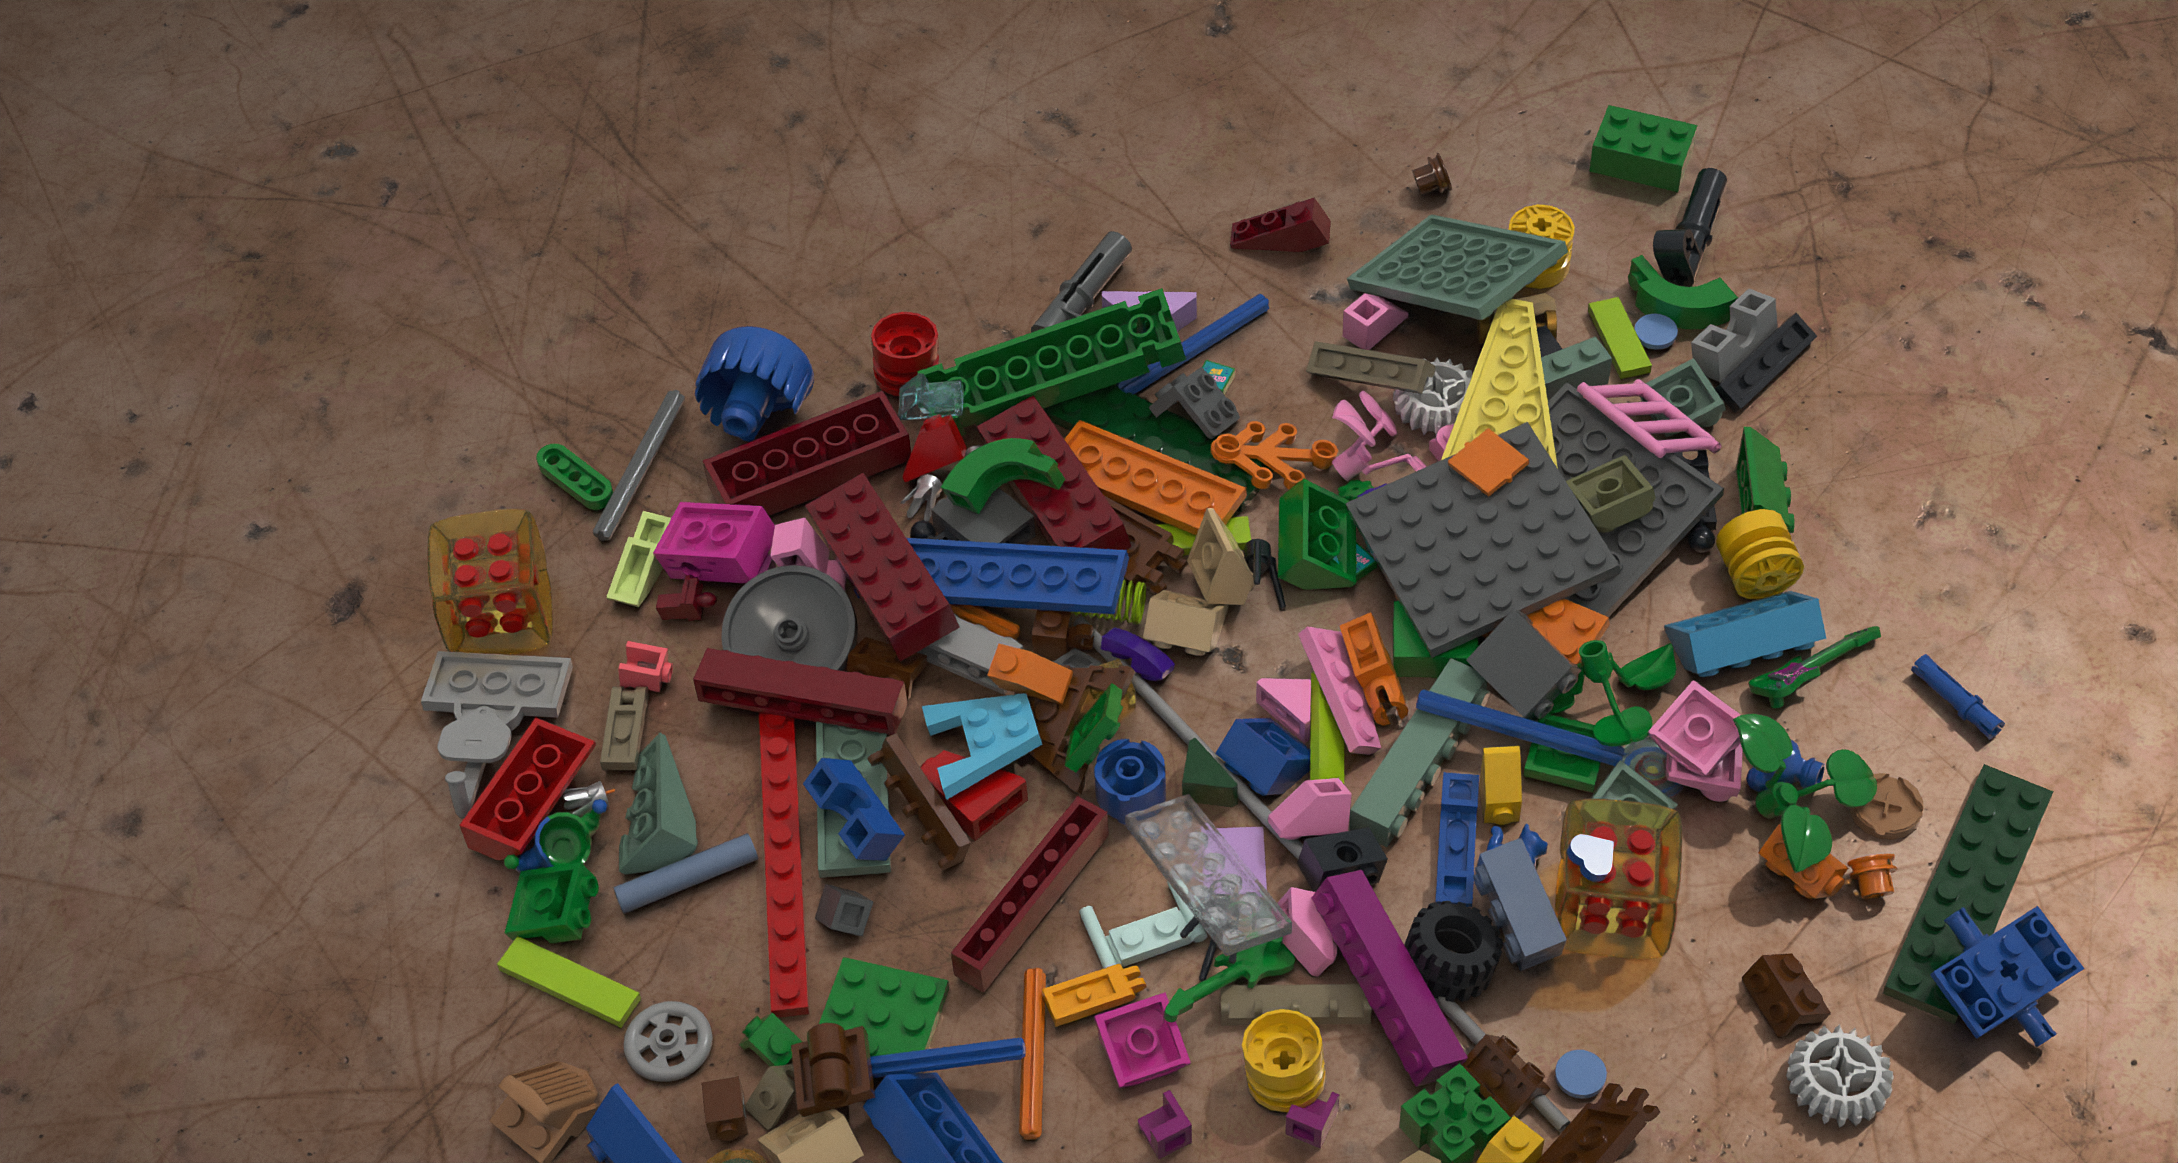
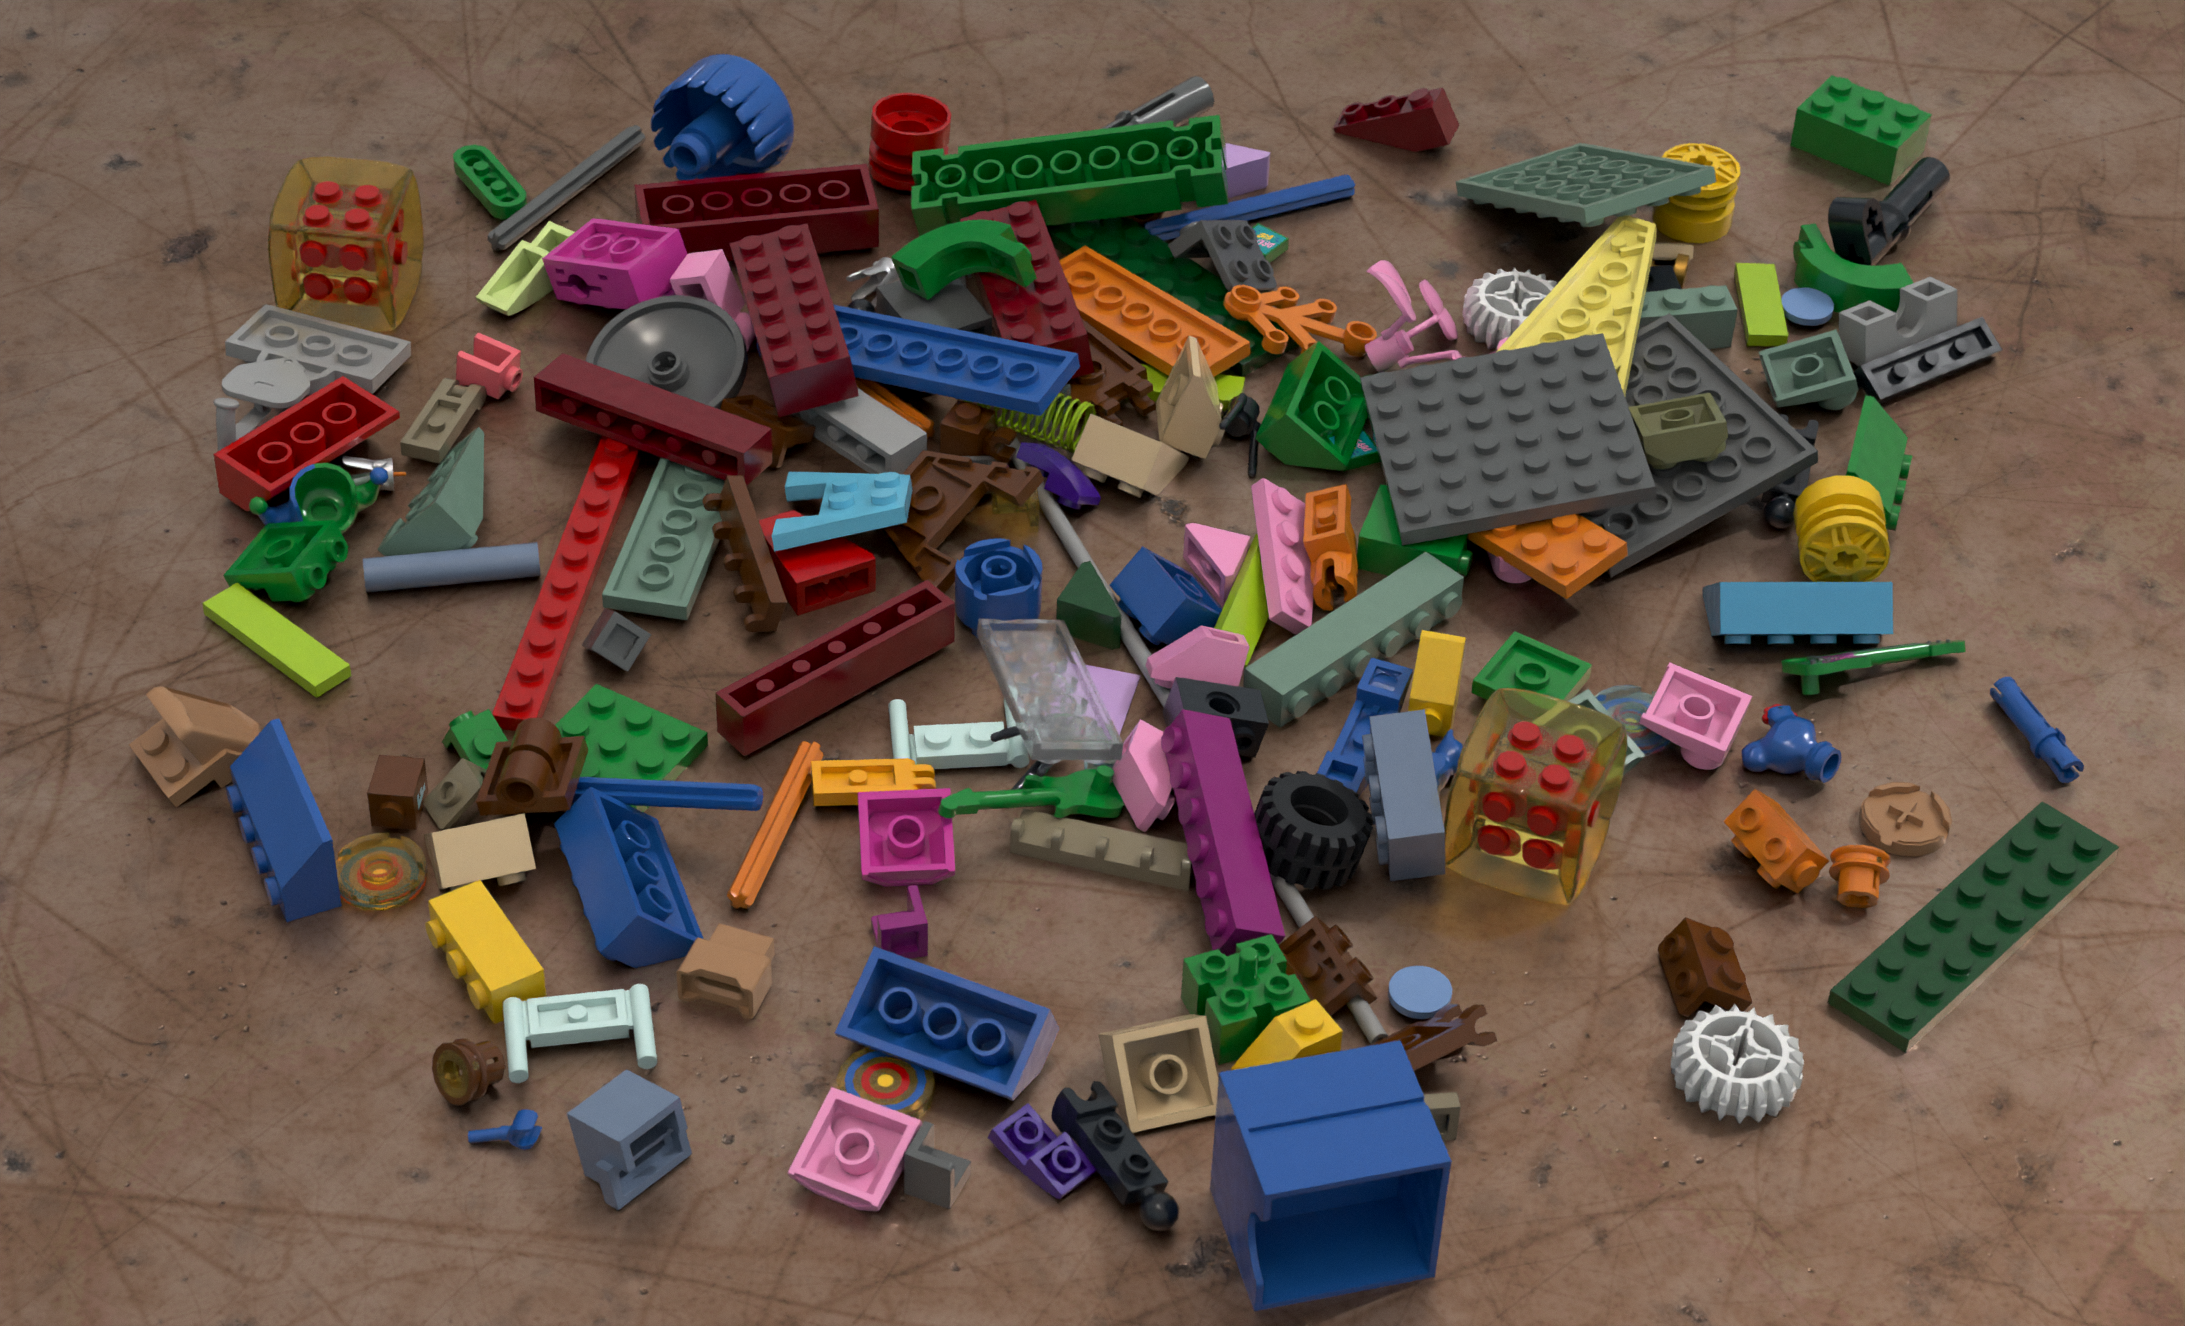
camera: 10 degrees right, 10 degrees down
(657, 1015) = (363, 720): light grey plate -> none
(686, 604) = (562, 322): dark red piece -> none
(869, 827) = (673, 551): blue arch -> none
(923, 399) = (916, 180): clear light blue slope -> none
(935, 447) = (900, 226): red slope -> none
(1029, 674) = (917, 450): orange slope -> none
(1094, 727) = (974, 522): green plate -> none
(1284, 1060) = (1063, 887): yellow wheel -> none
(1312, 1122) = (1077, 963): magenta panel -> none
(1369, 367) = (1446, 261): dark tan hinge -> none
(1370, 320) = (1465, 223): bright pink slope -> none
(1432, 176) = (1596, 106): reddish brown piece -> none
(1488, 462) = (1539, 360): orange piece -> none
(1518, 727) = (1479, 632): blue axle -> none
(1524, 666) = (1506, 569): dark grey panel -> none
(1592, 855) = (1500, 741): tile -> none
(1644, 672) = (1595, 586): green plant -> none
(1655, 405) = (1756, 369): bright pink bar -> none
(1697, 730) = (1692, 672): bright pink slope -> none
(1804, 835) = (1776, 799): green plant -> none
(2006, 973) = (1980, 1000): blue slope -> none

